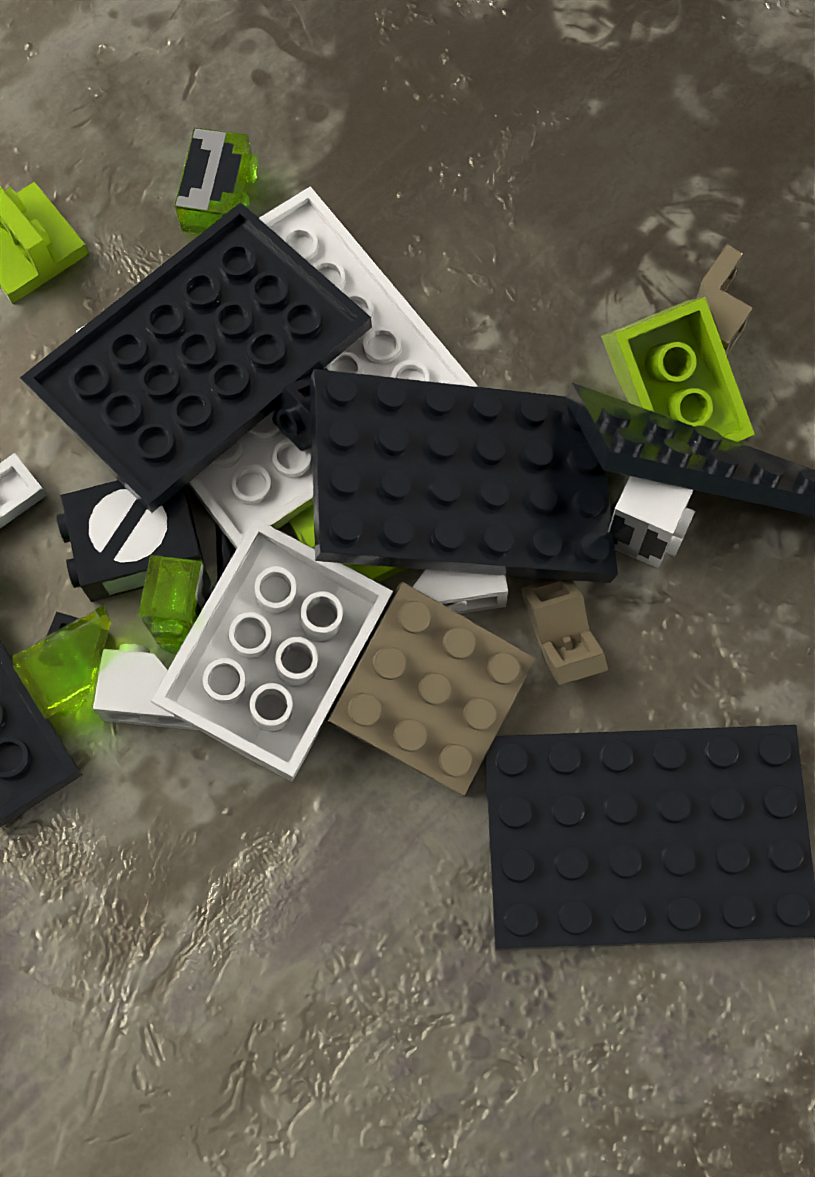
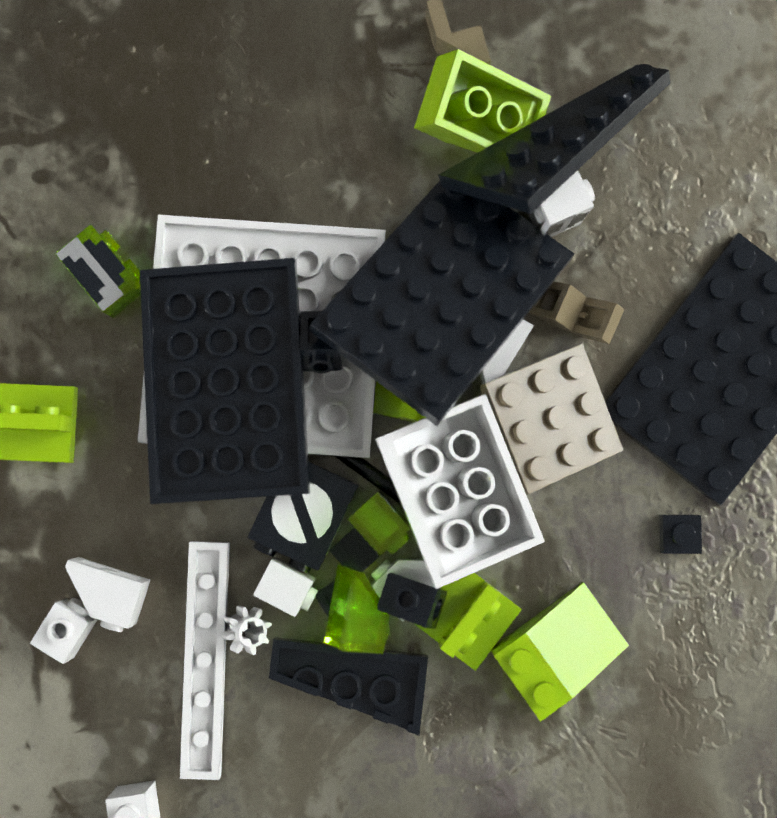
camera: 50 degrees left, 15 degrees up
(39, 573) = (286, 587): none -> white brick
(123, 701) = (411, 601): none -> black bracket
(125, 622) = (354, 551): none -> black tile
(154, 782) = (472, 619): none -> lime bracket
(194, 902) = (560, 650): none -> slope
(428, 933) = (680, 534): none -> black plate

